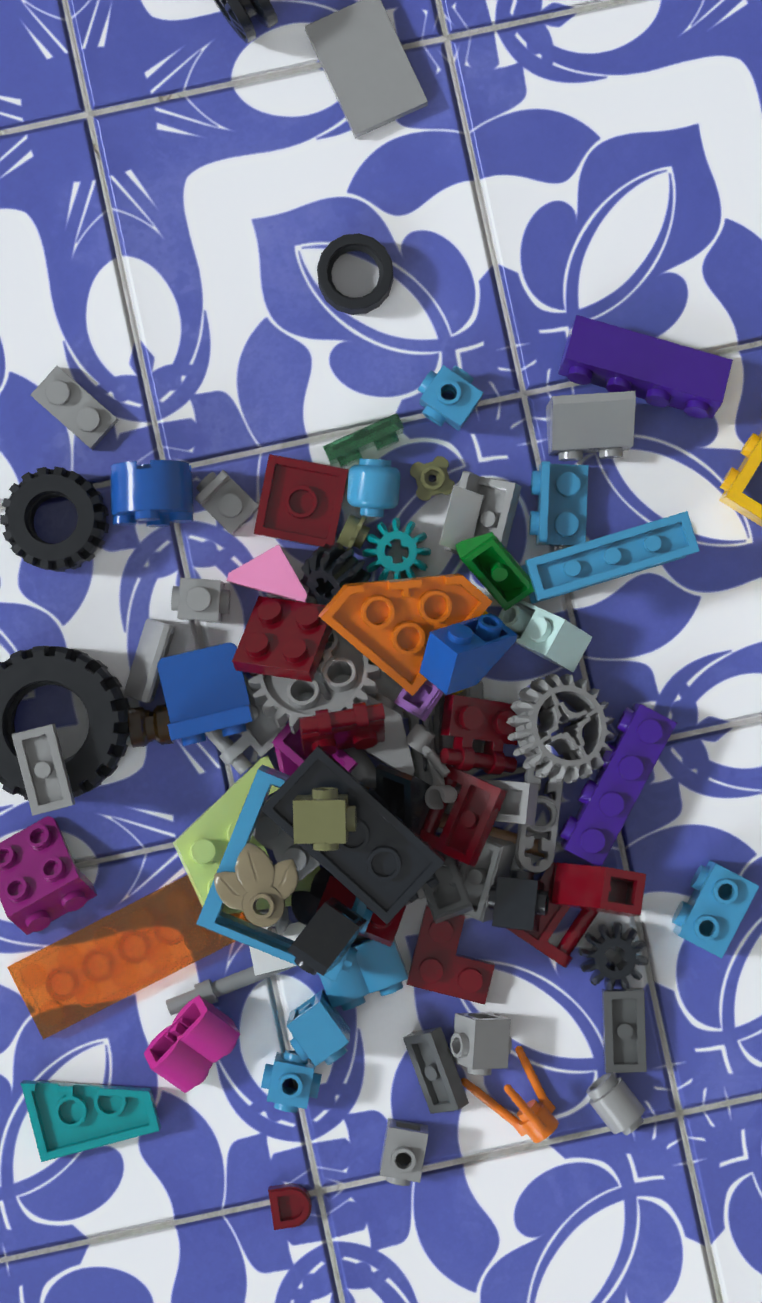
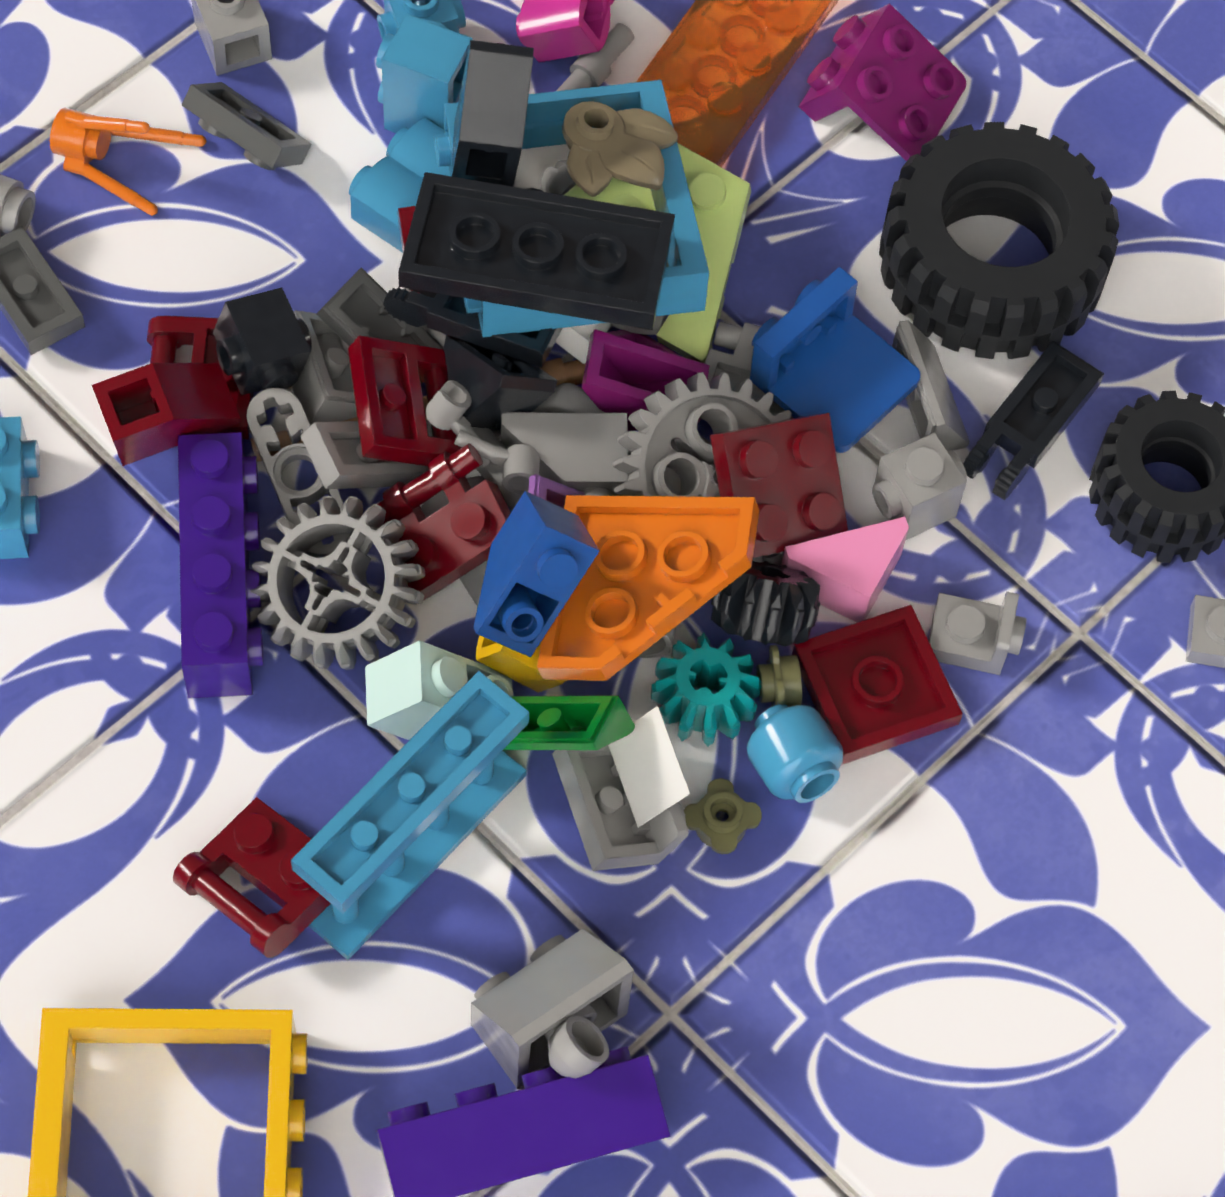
camera: 145 degrees right, 25 degrees down
(43, 769) = (970, 151): light grey plate -> none
(101, 608) = (1034, 415): none -> black hinge
(149, 726) = (883, 304): dark brown wheel -> none
(151, 493) = (1077, 567): blue brick -> none
(323, 819) = (591, 225): olive brick -> none
(343, 729) = (646, 379): dark red plate -> none
(346, 244) = (1041, 981): black tyre -> none
(379, 434) = (861, 786): clear green plate -> none
(443, 971) = (303, 243): dark red plate -> none
(454, 411) = (773, 926): dark azure brick -> none
(481, 1042) = (209, 178): light grey brick -> none
(561, 504) = (523, 882): dark azure bracket -> none
(597, 384) = (577, 1048): none -> light grey hinge
(627, 951) = (87, 356): black gear -> none
(681, 595) = (261, 850): none -> dark red plate

